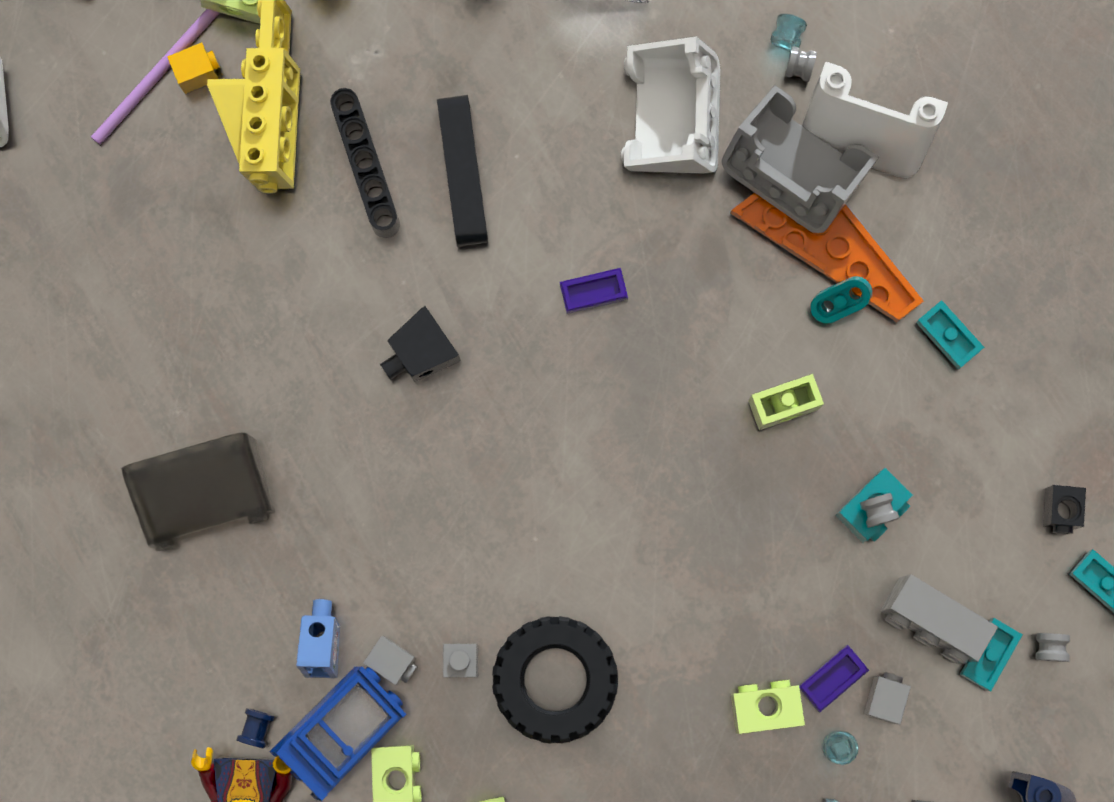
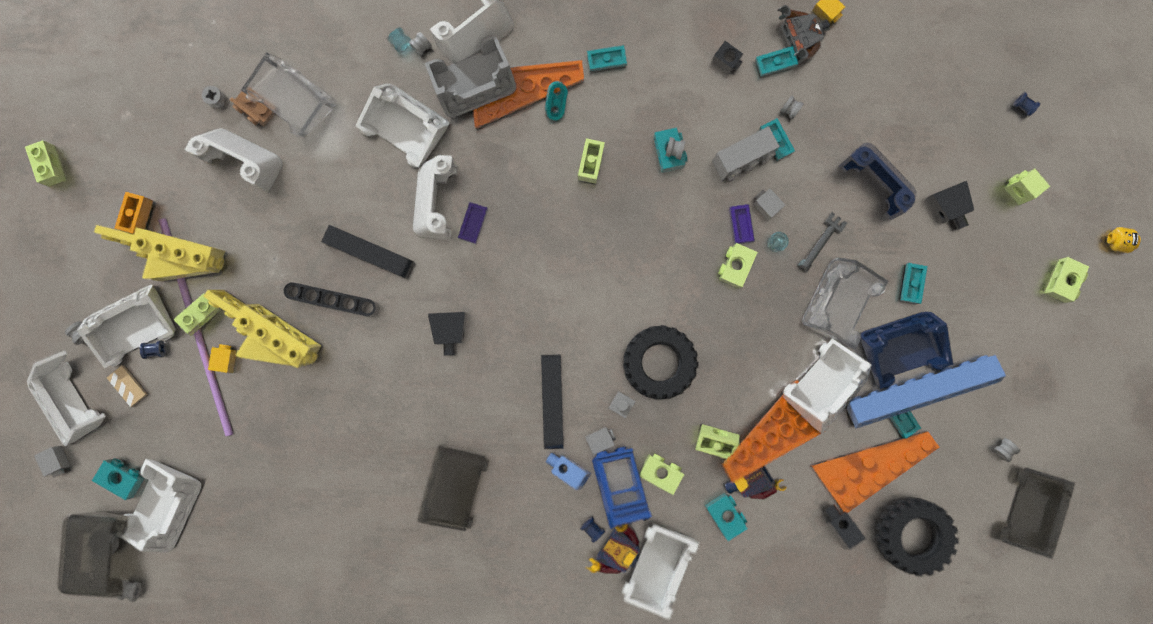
camera: 60 degrees left, 5 degrees up
(405, 558) = (552, 401): none -> black beam
(626, 188) = (426, 222): none -> white windscreen

